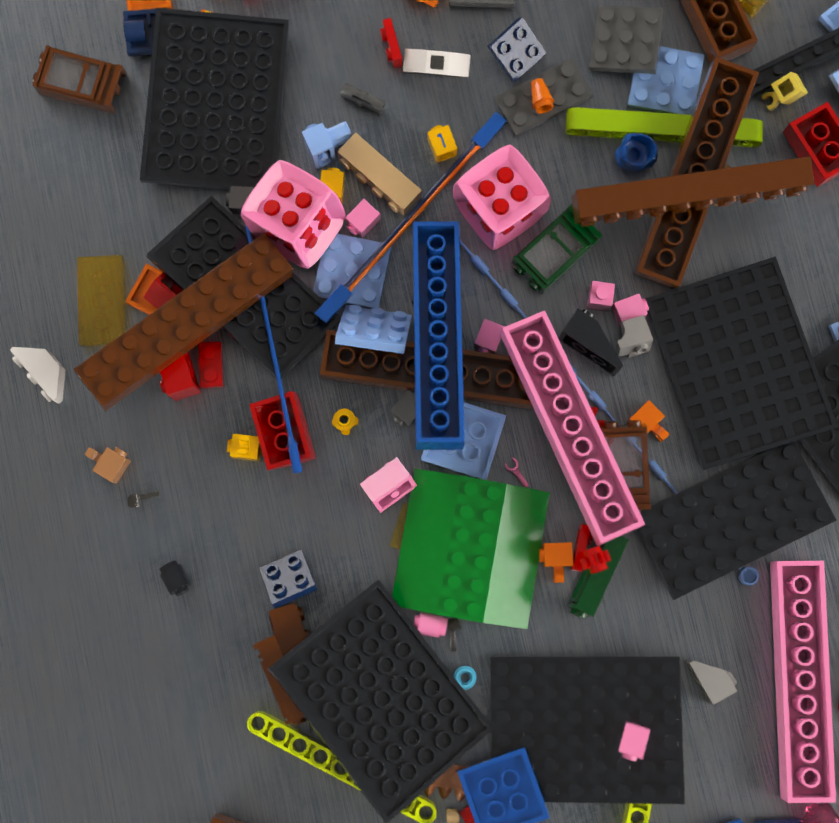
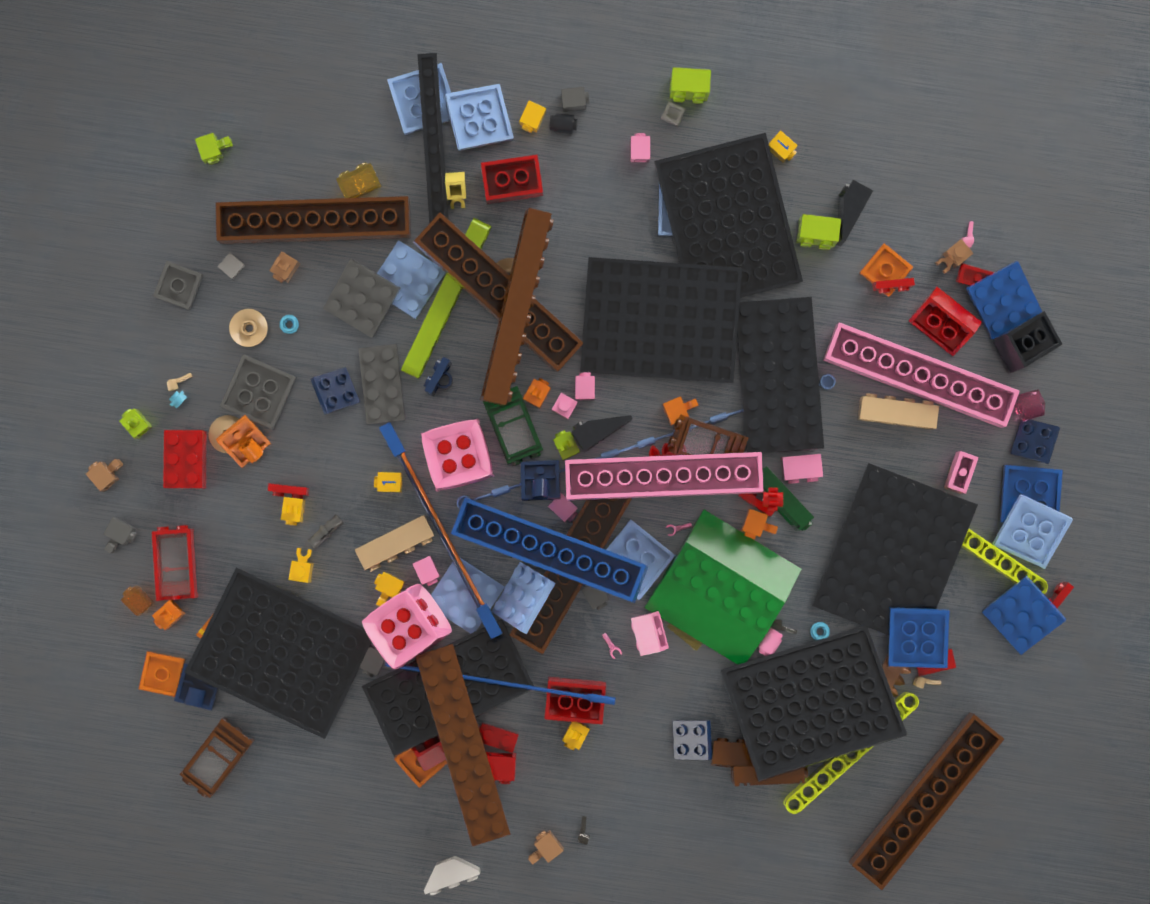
camera: 75 degrees left, 5 degrees up
(100, 299) = (410, 806): clear yellow tile -> none
(174, 578) = (657, 828): black brick -> none
(312, 88) = (301, 569): none -> yellow brick
(322, 142) = (352, 580): light blue brick -> none
(344, 428) = (585, 641): yellow brick -> none
(358, 449) = (612, 647): none -> bright pink hand
(371, 55) = (292, 510): none -> yellow brick
(436, 62) = (320, 460): white slope -> none
(509, 299) = (540, 480): none -> dark blue plate
(541, 97) = (385, 388): orange cone -> none
(560, 313) = (566, 445): none -> lime brick
(585, 147) = (441, 368): none -> dark blue plate
(603, 261) = (537, 392): none -> orange brick
(634, 741) = (917, 524): bright pink brick -> none
(635, 339) = (610, 393): light grey brick -> none
(636, 152) = (460, 330): blue hair -> none
(640, 584) = (801, 467): none -> bright pink brick
(711, 770) = (961, 472): none -> bright pink brick
(714, 682) = (895, 442): light grey slope -> none
(748, 670) = (898, 412): none -> tan brick

